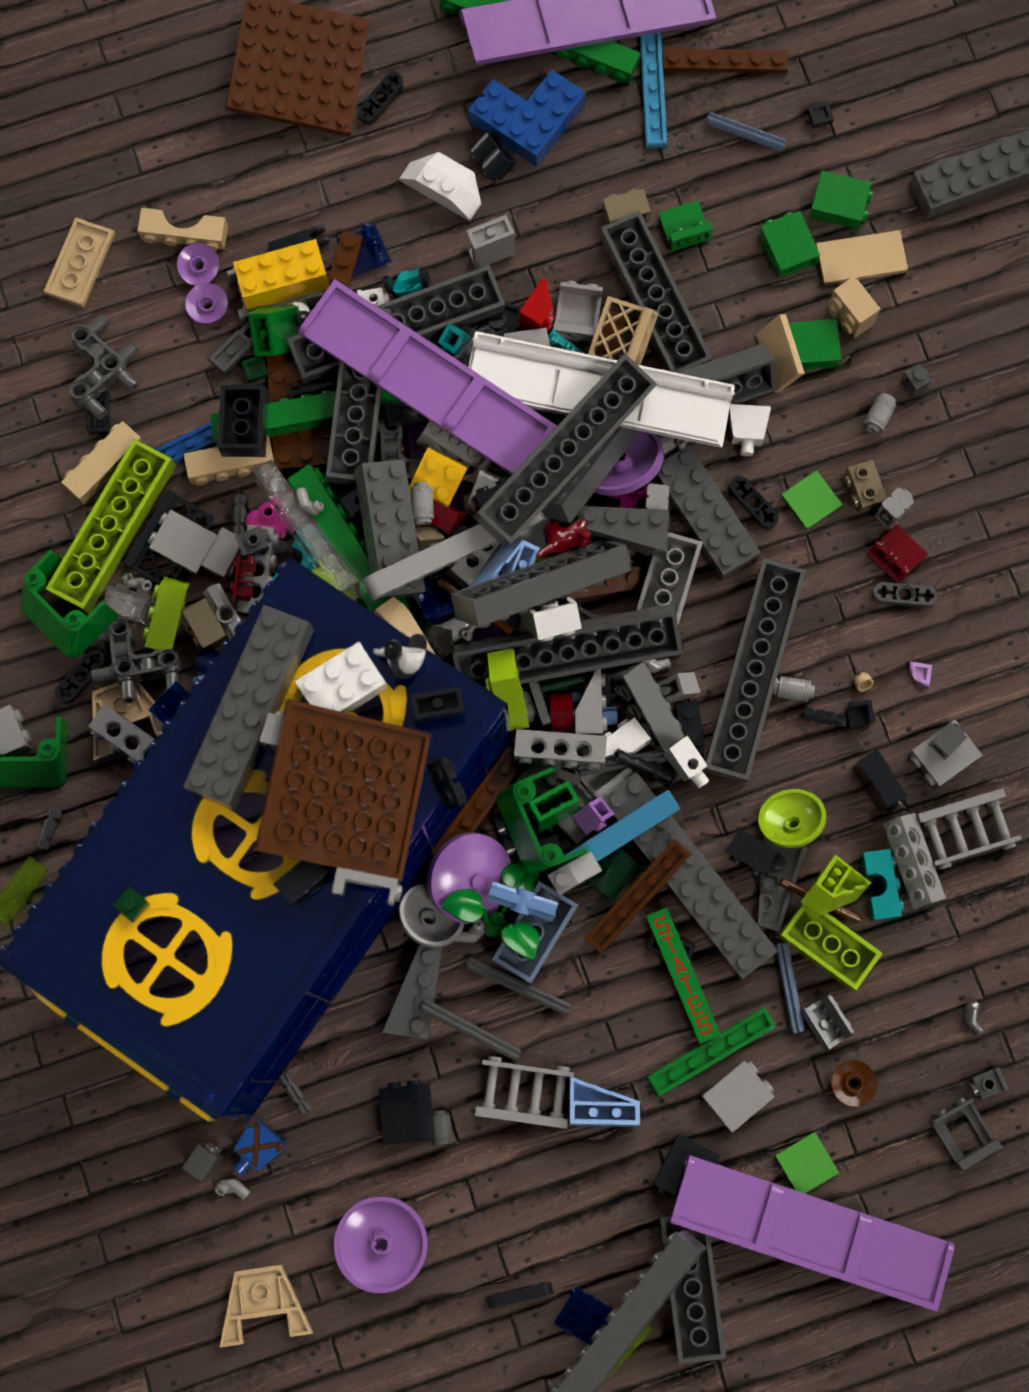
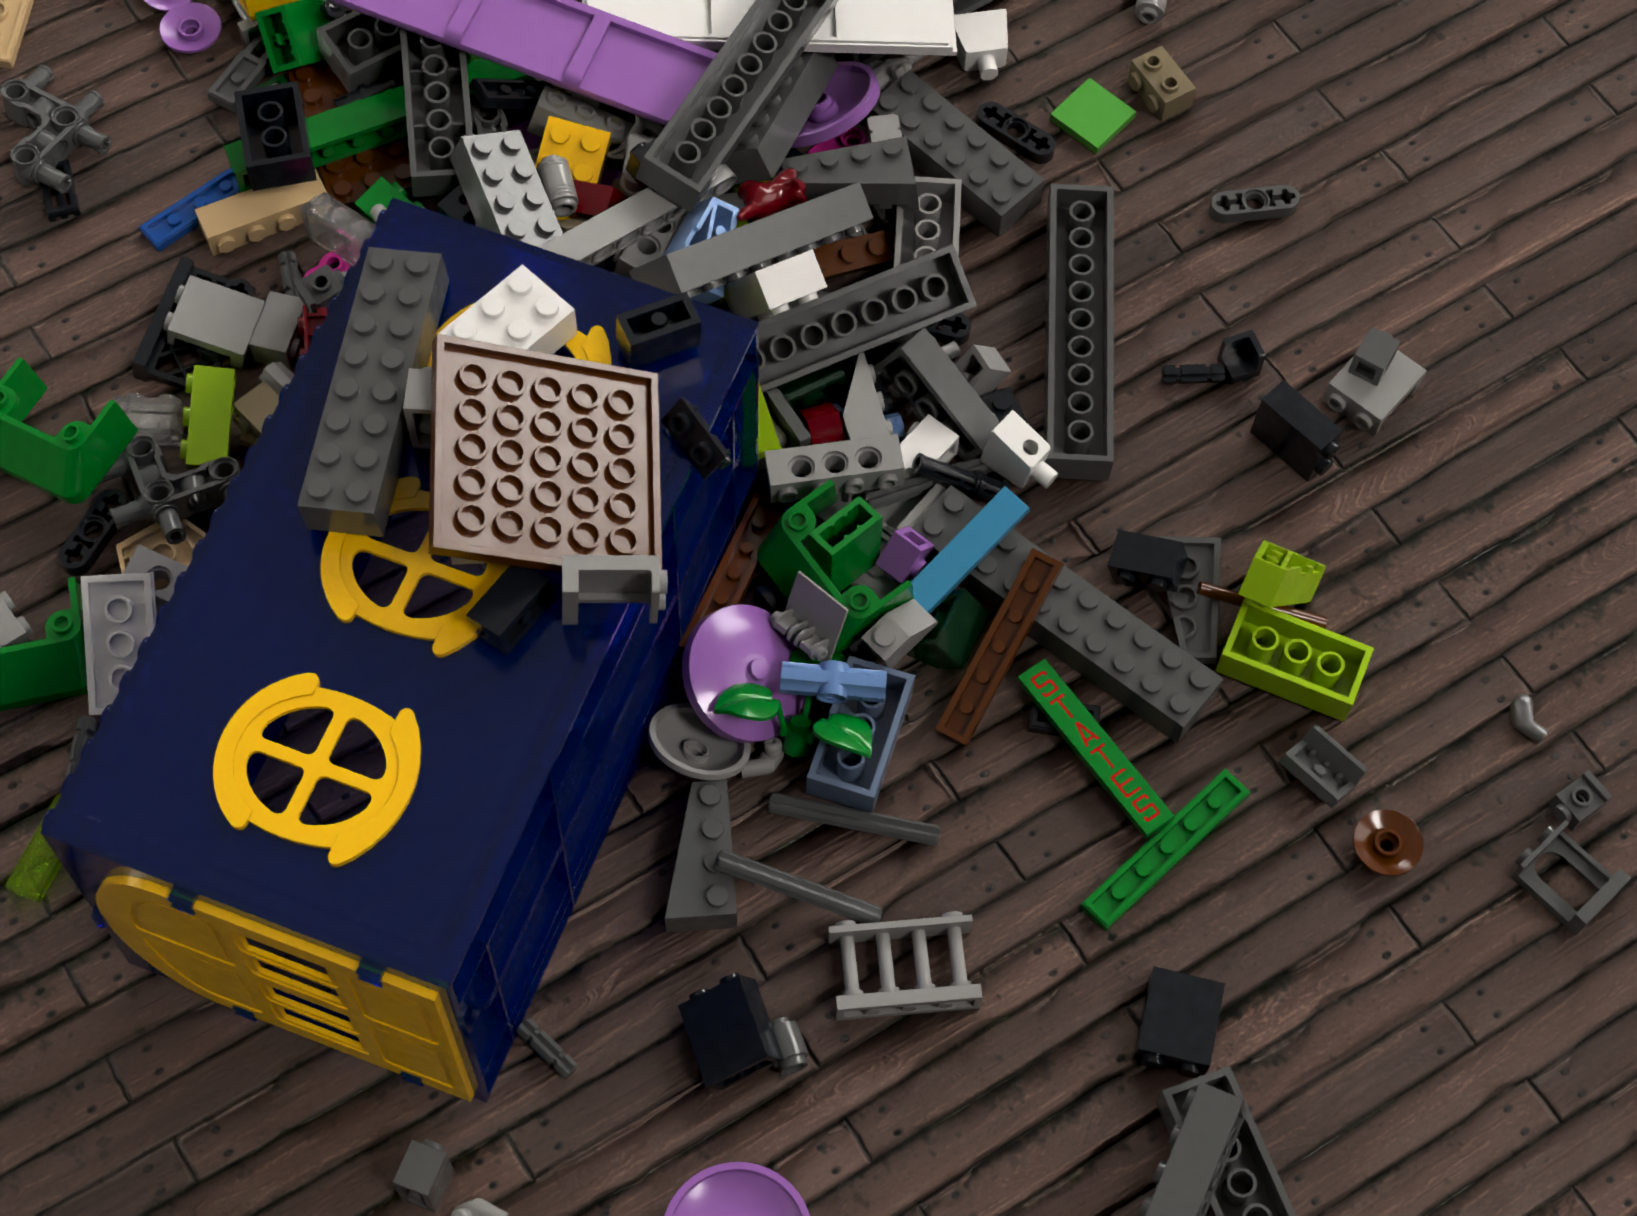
camera: 20 degrees left, 15 degrees down
(83, 767) = (116, 619): none -> white plate
(98, 466) = (76, 247): tan brick -> none
(111, 526) = (105, 316): lime brick -> none
(131, 904) = (247, 698): dark green plate -> none
(136, 582) = (169, 387): light grey arm -> none
(258, 1146) = (507, 1139): blue torso -> none
(404, 660) = (589, 281): cap -> none
(521, 855) = (811, 619): none -> light grey hinge
(601, 1107) = (1026, 958): light blue wedge -> none
(738, 1095) = (1223, 898): light grey panel -> none
(789, 988) = (1254, 737): sand blue axle -> none
(791, 809) = (1189, 504): lime dish -> none
(793, 689) = (1141, 345): light grey head -> none
(807, 1163) = (1354, 975): bright green tile -> none
(812, 1233) = (1396, 1063): medium lavender piece -> none
(863, 682) = (1237, 316): tan hinge -> none
(881, 865) = (1333, 545): teal arch -> none
(894, 508) = (1208, 96): light grey brick -> none
(897, 553) = (1227, 157): dark red hinge -> none
(914, 860) = (1377, 525): light grey brick -> none
(920, 673) = (1306, 295): lavender tile -> none
(971, 806) = (1433, 442): light grey fence -> none

